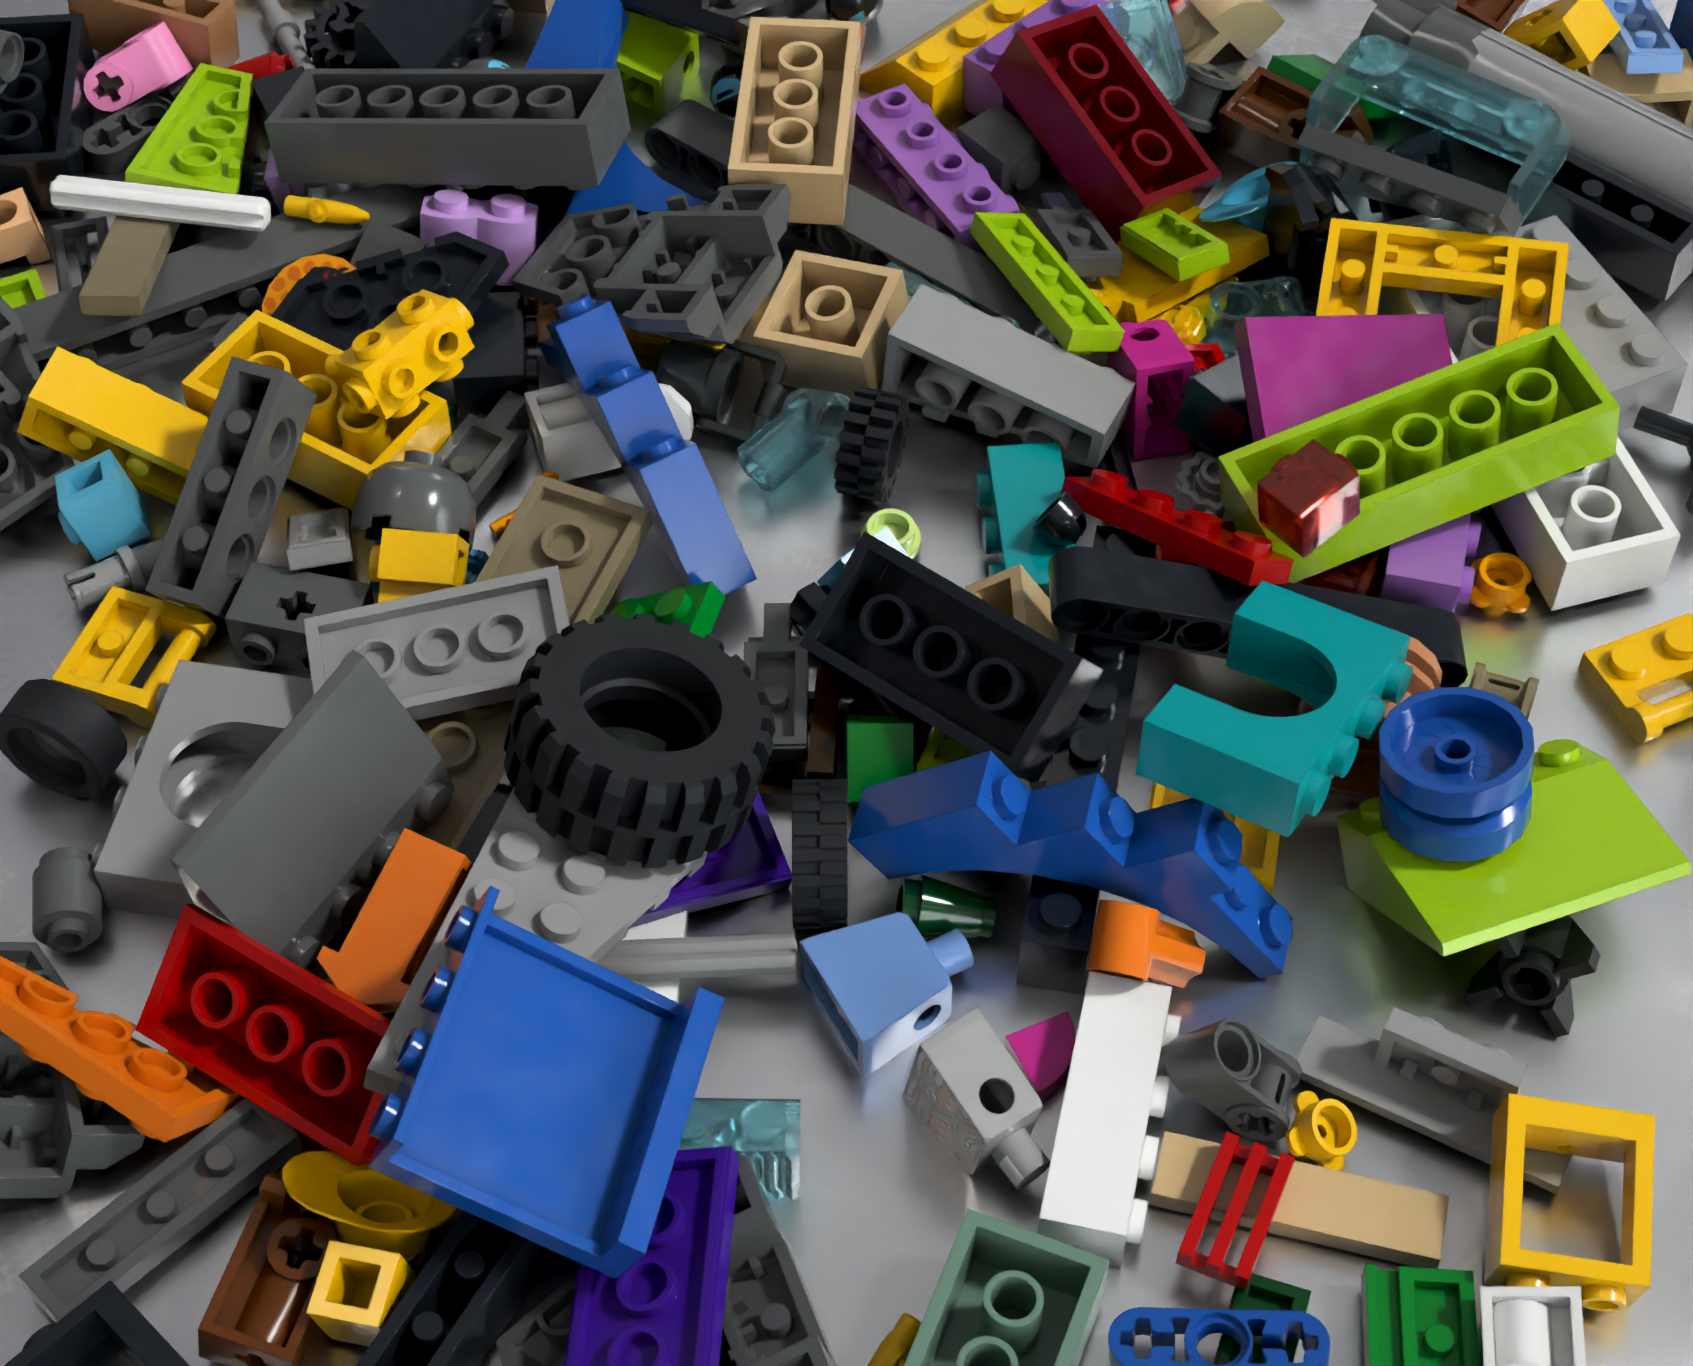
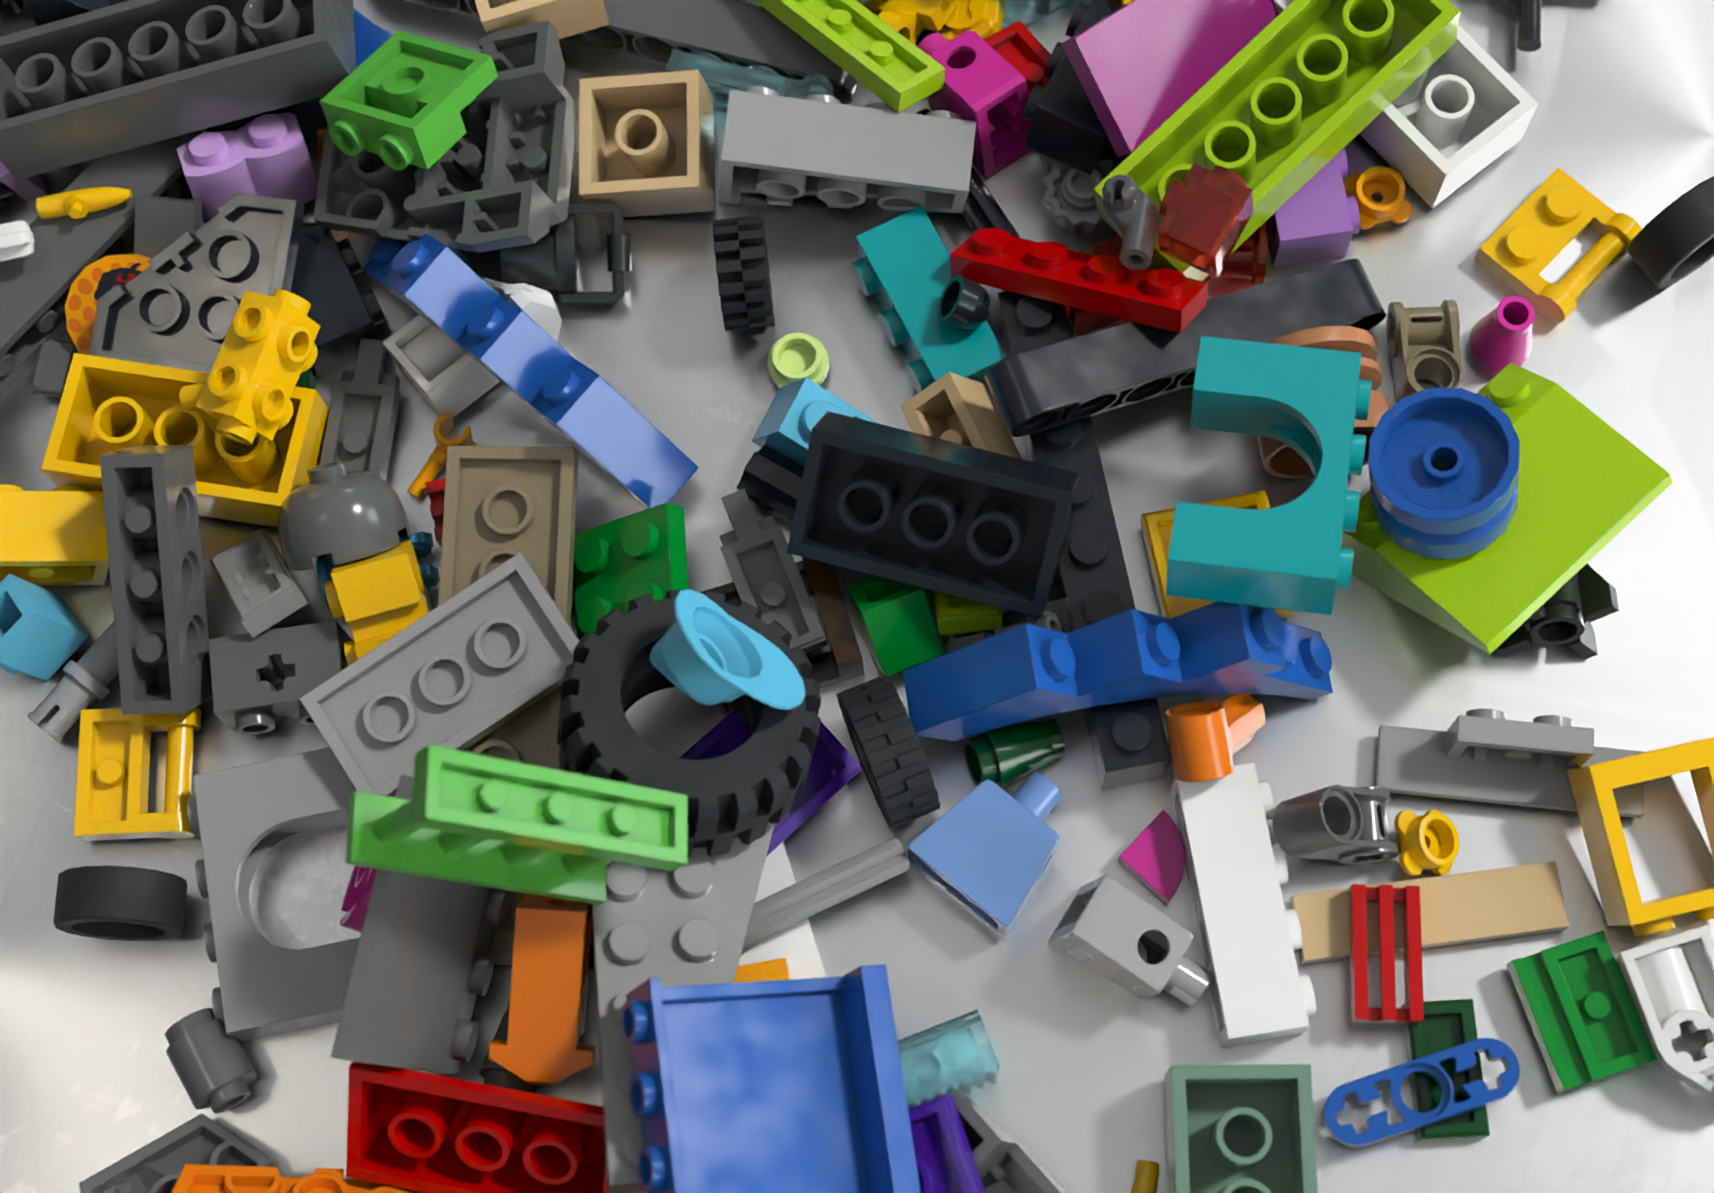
camera: 15 degrees left, 20 degrees up
(455, 684) = (516, 826): none -> bright green fence
(633, 204) = (407, 100): none -> bright green plate
(684, 668) = (722, 659): none -> medium azure piece
(793, 436) = (669, 264): clear light blue piece -> none
(1240, 476) = (1134, 217): none -> dark grey arm
(1582, 716) = (1504, 334): none -> dark pink cone

